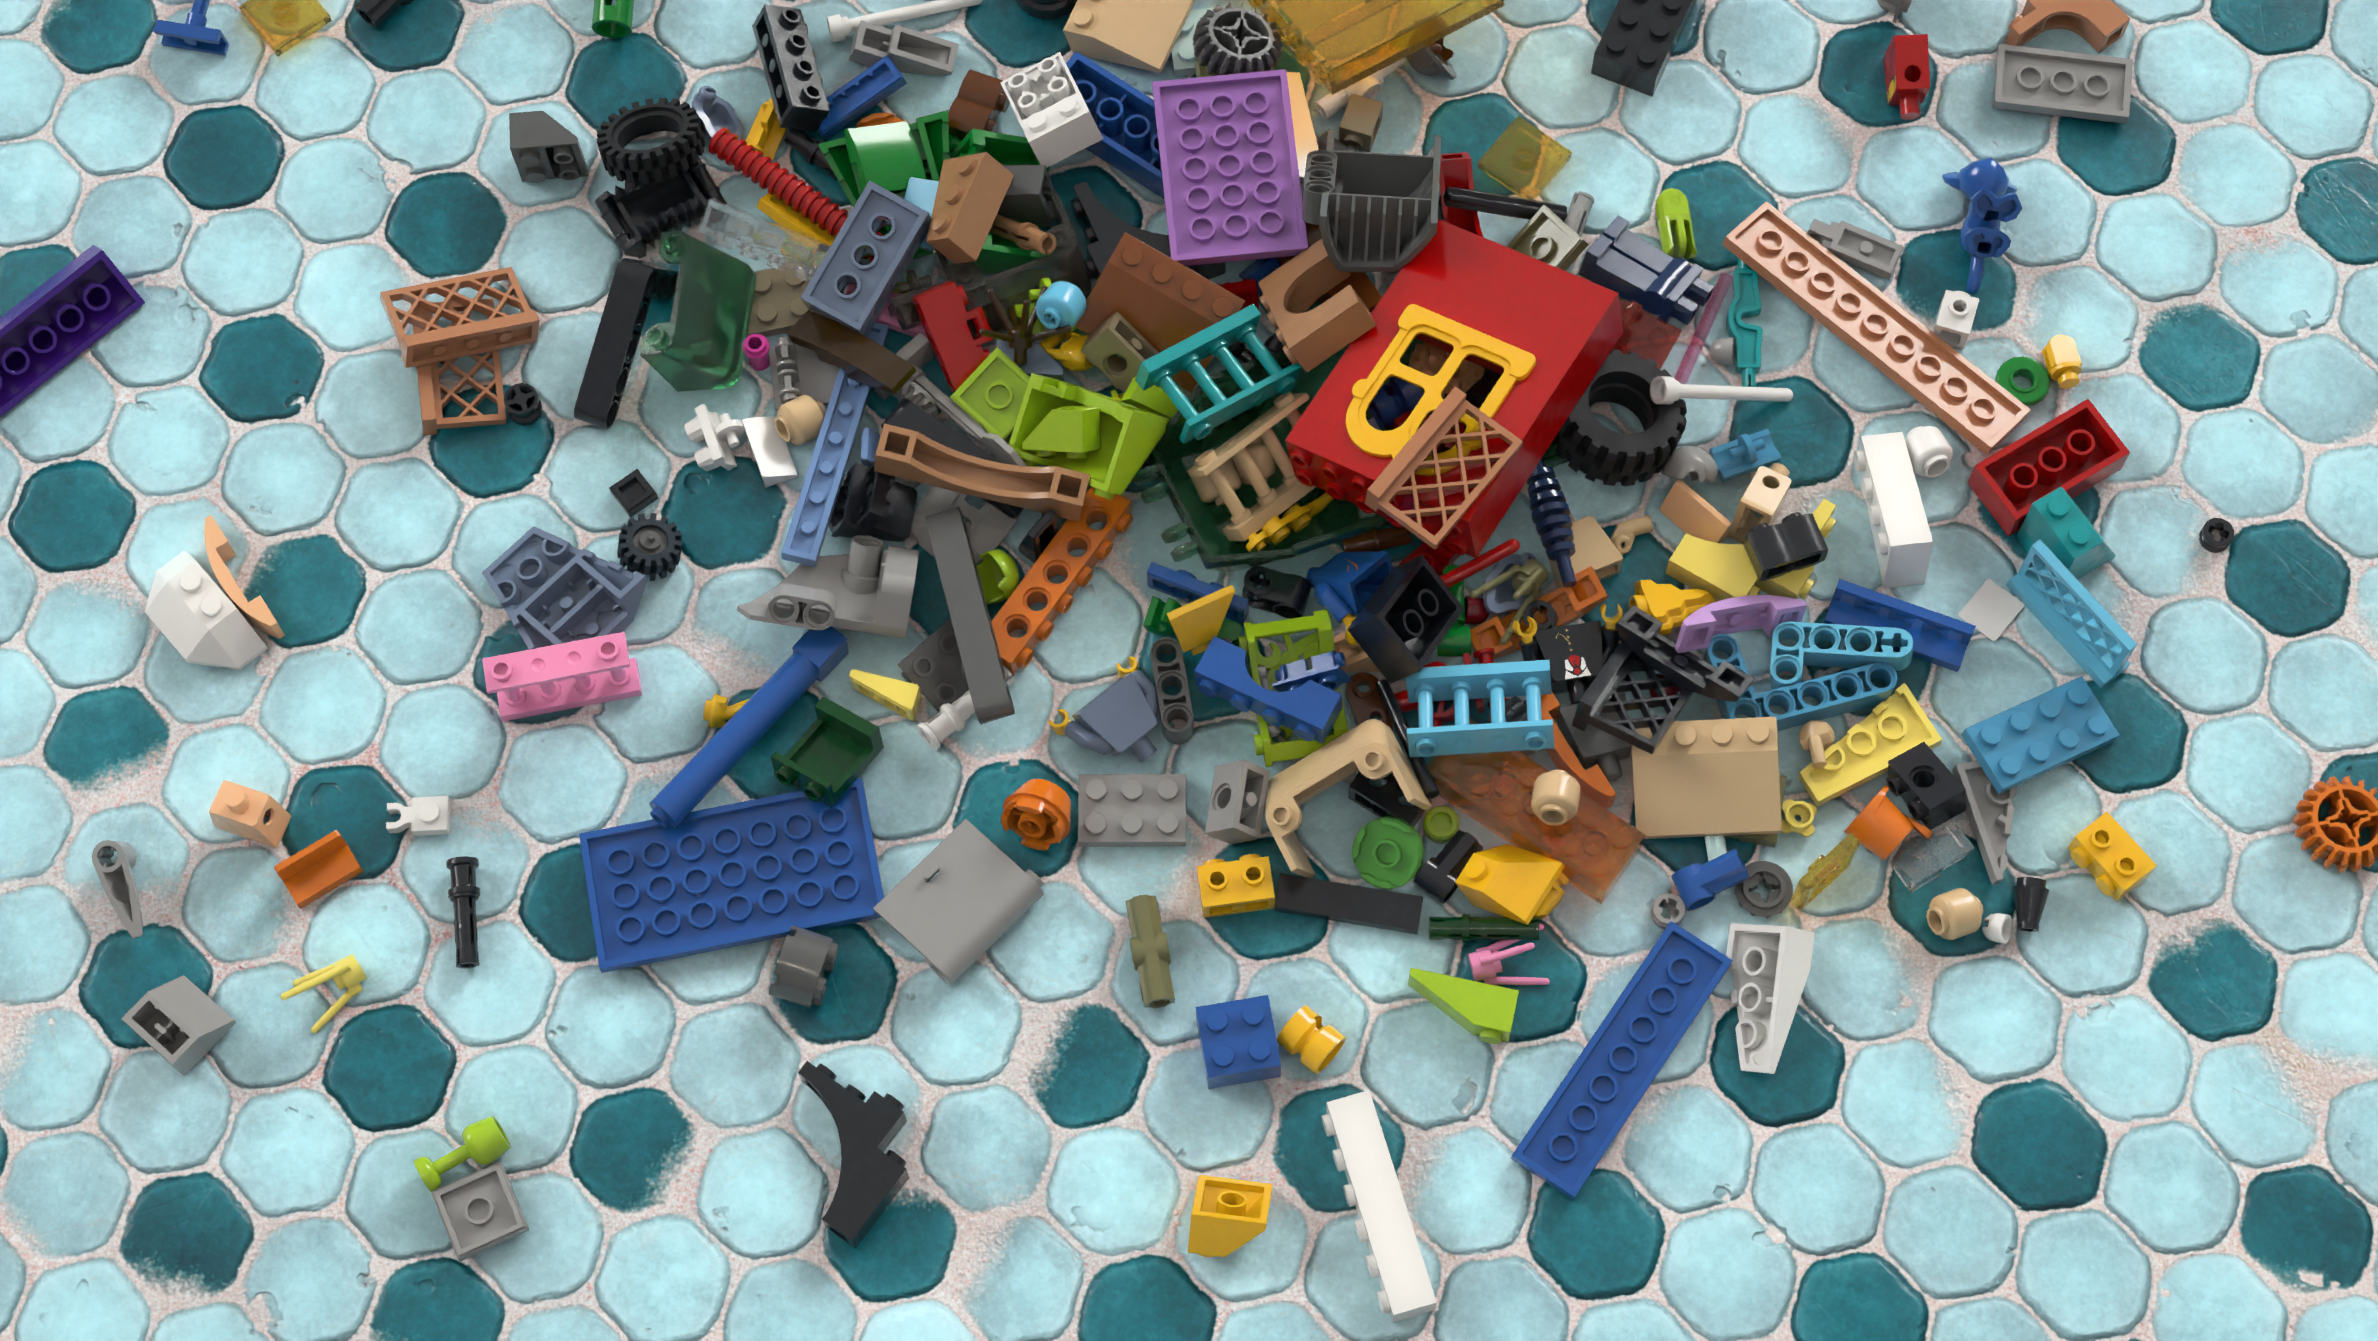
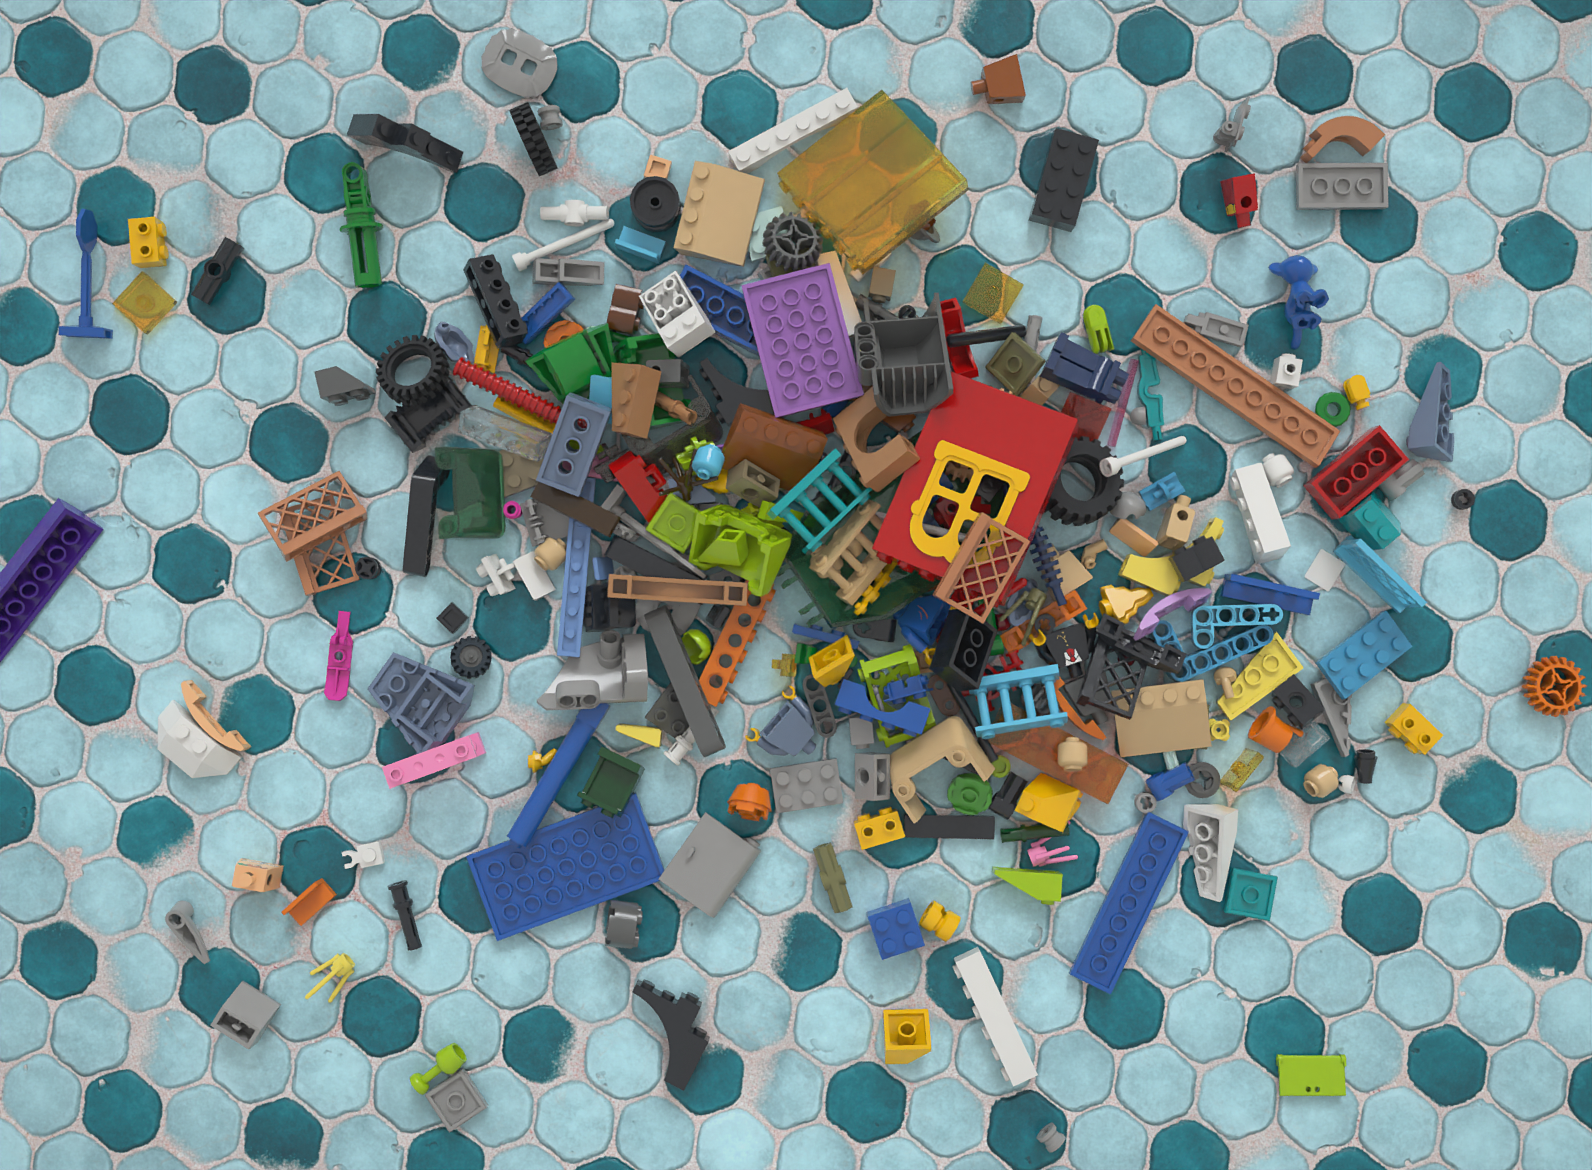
camera: 15 degrees left, 20 degrees up
(446, 542) = (339, 670): none -> dark pink piece
(1015, 30) = (640, 244): none -> medium azure panel
(1129, 624) = (787, 665): none -> clear yellow tile
(1230, 735) = (860, 732): none -> light grey brick
(1823, 1075) = (1250, 894): none -> teal plate
(2111, 495) = (1402, 478): none -> light grey piece
(2173, 418) = (1430, 426): none -> sand blue wedge

